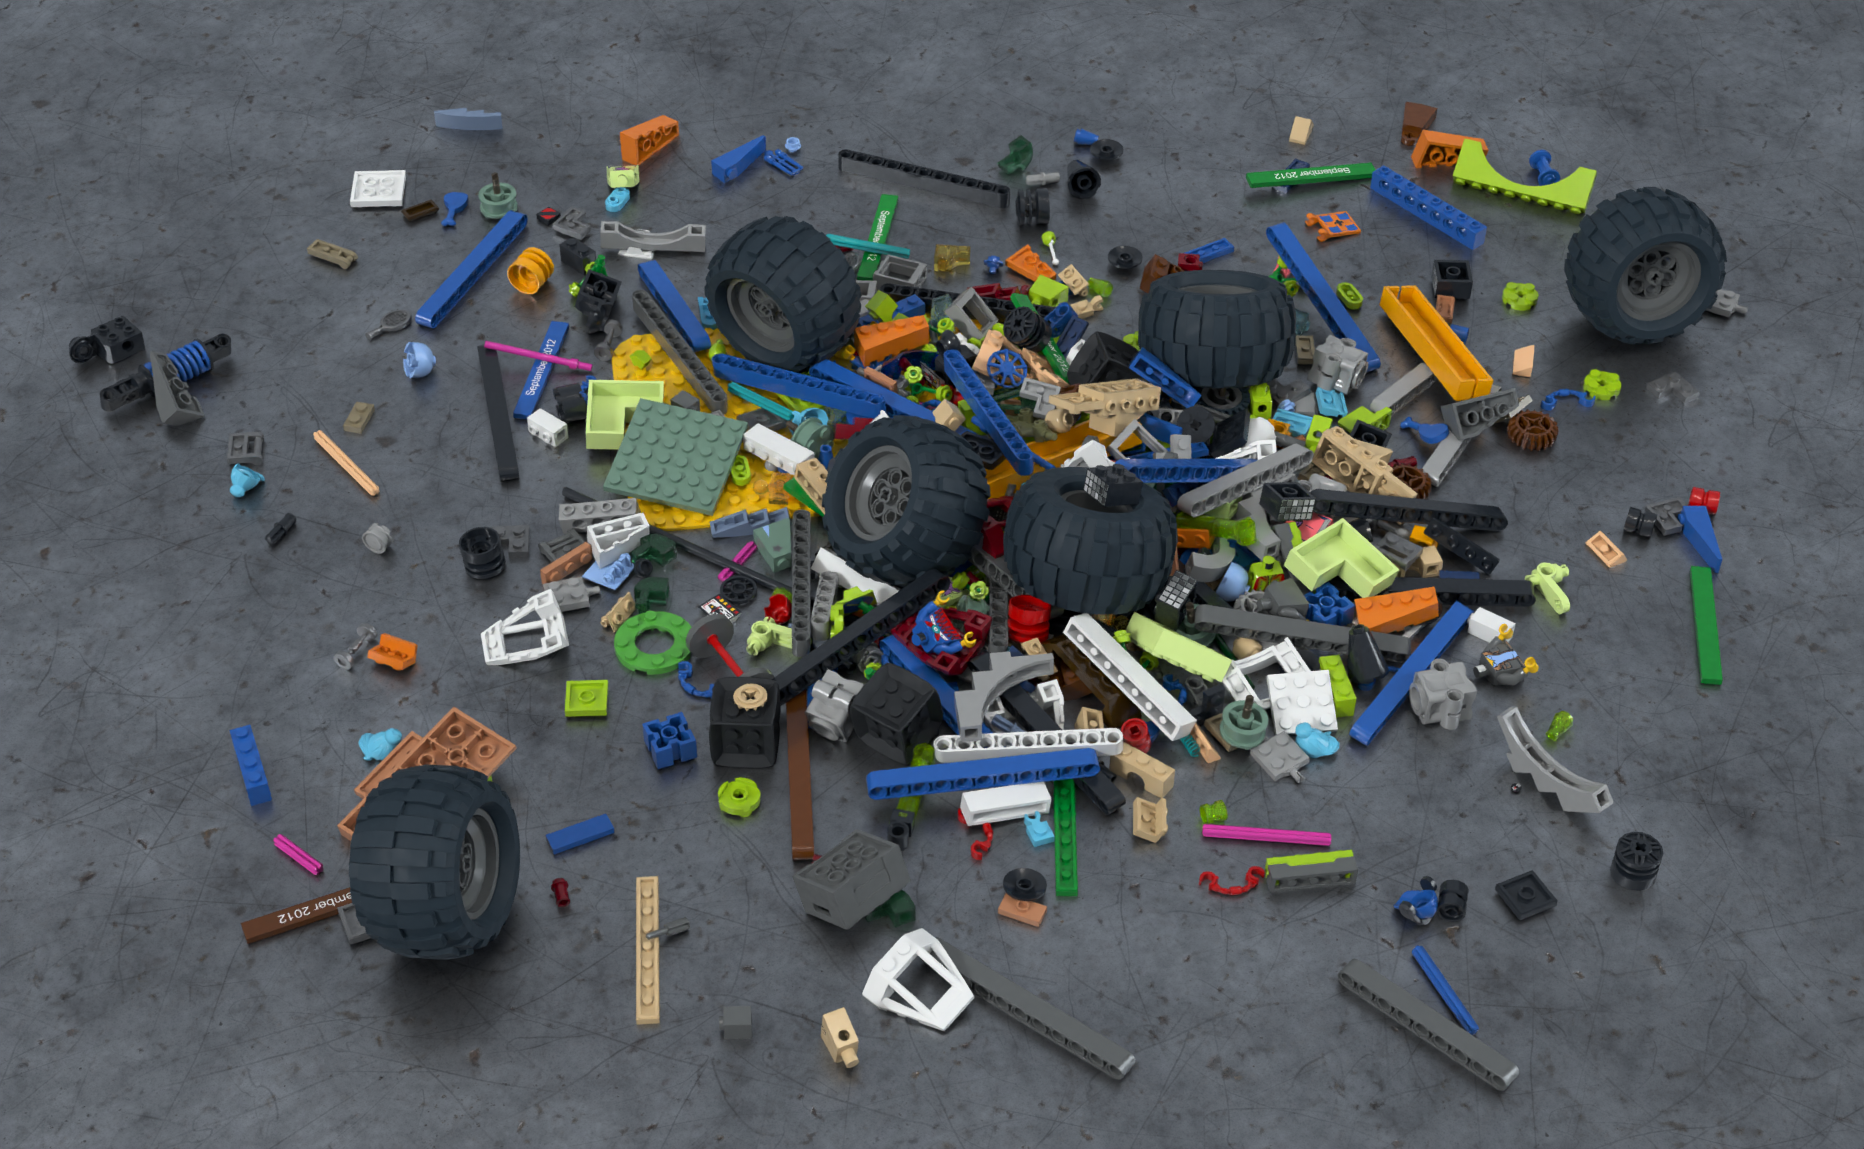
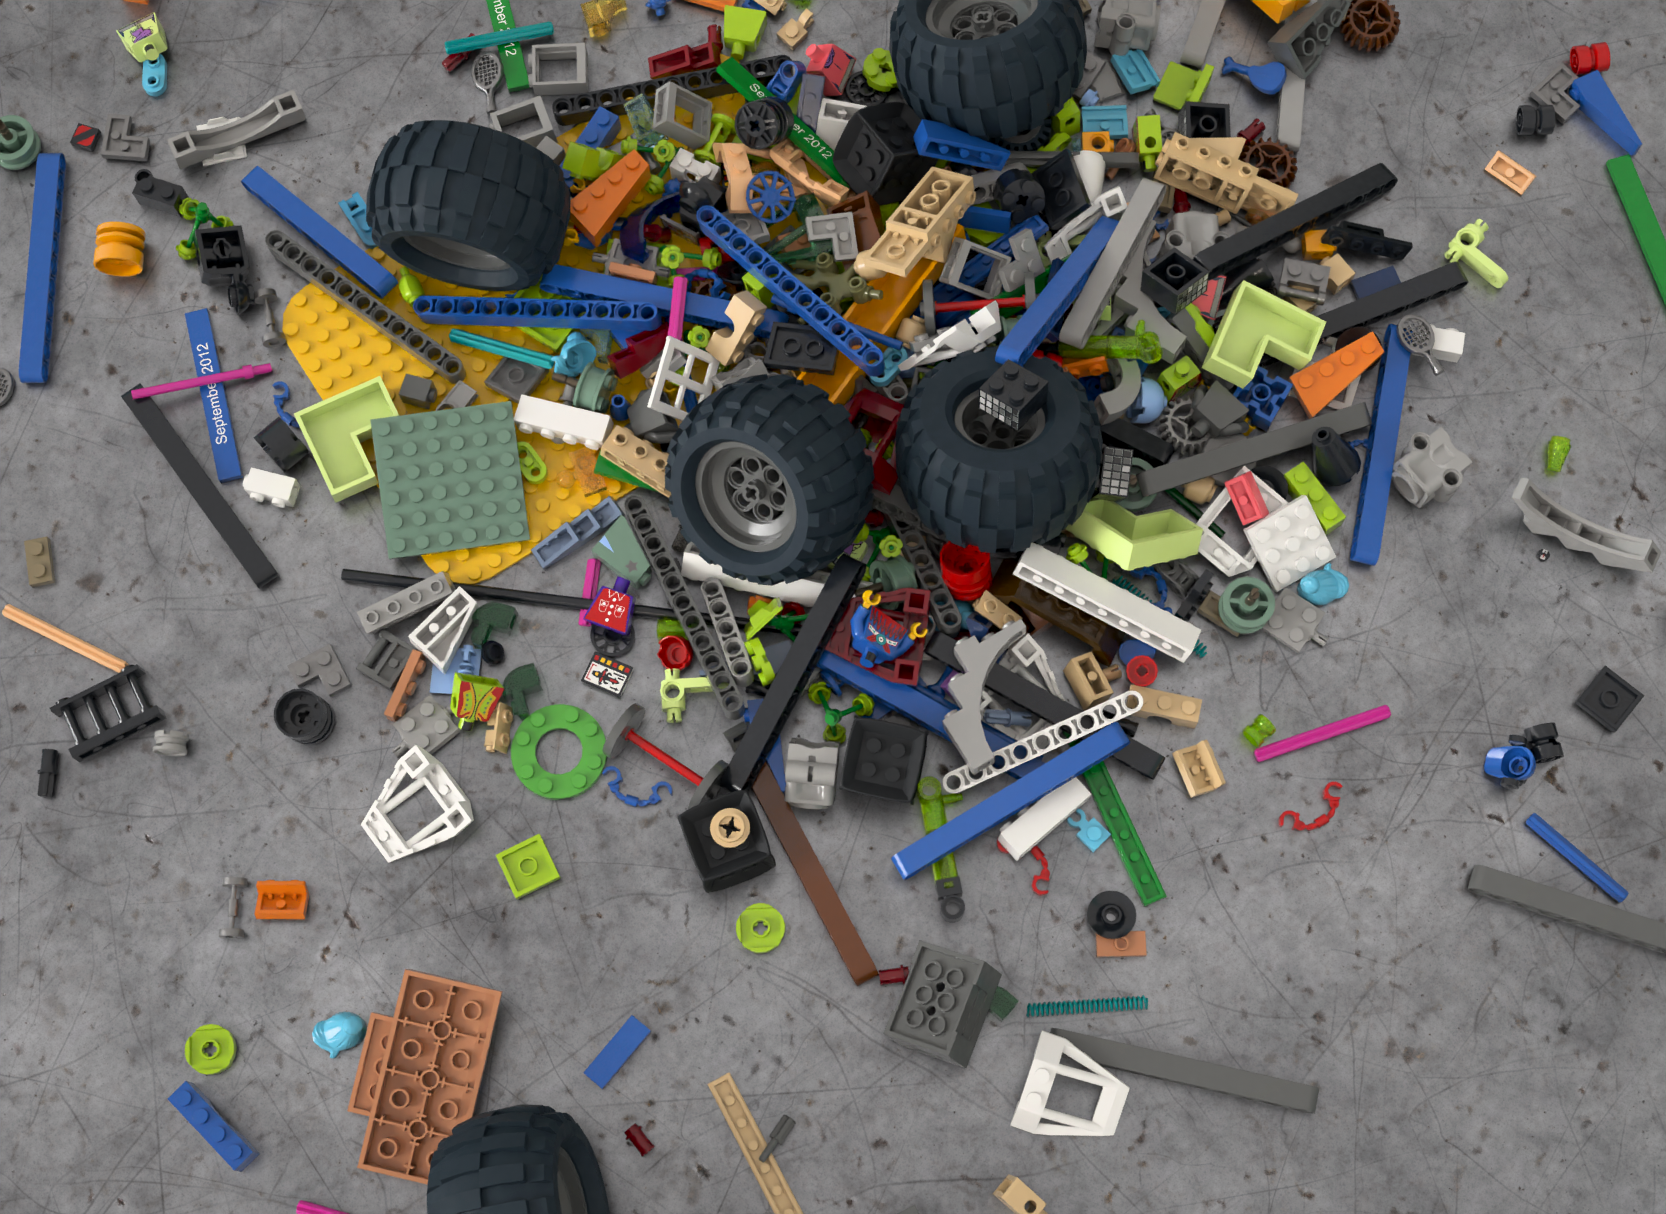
camera: 20 degrees left, 30 degrees up
(283, 731) = (221, 1059): none -> lime plate
(345, 522) = (126, 727): none -> black fence
(419, 360) = (63, 448): light blue cylinder -> none
(610, 583) = (474, 698): none -> torso
(640, 359) = (325, 336): lime piece -> none
(669, 740) = (652, 875): blue brick -> none
(747, 567) = (613, 608): none -> red torso
(903, 400) = (677, 307): none -> dark pink axle
(972, 942) = (1036, 1007): none -> teal piece
(1100, 322) = (833, 63): none -> coral torso
(1206, 748) = (1210, 638): light nougat slope -> none
(1280, 656) = (1246, 498): none -> coral slope
(1311, 870) = (1387, 765): dark grey piece -> none
(1480, 636) = (1425, 351): none -> flat silver piece
(1502, 663) = (1469, 392): torso -> none

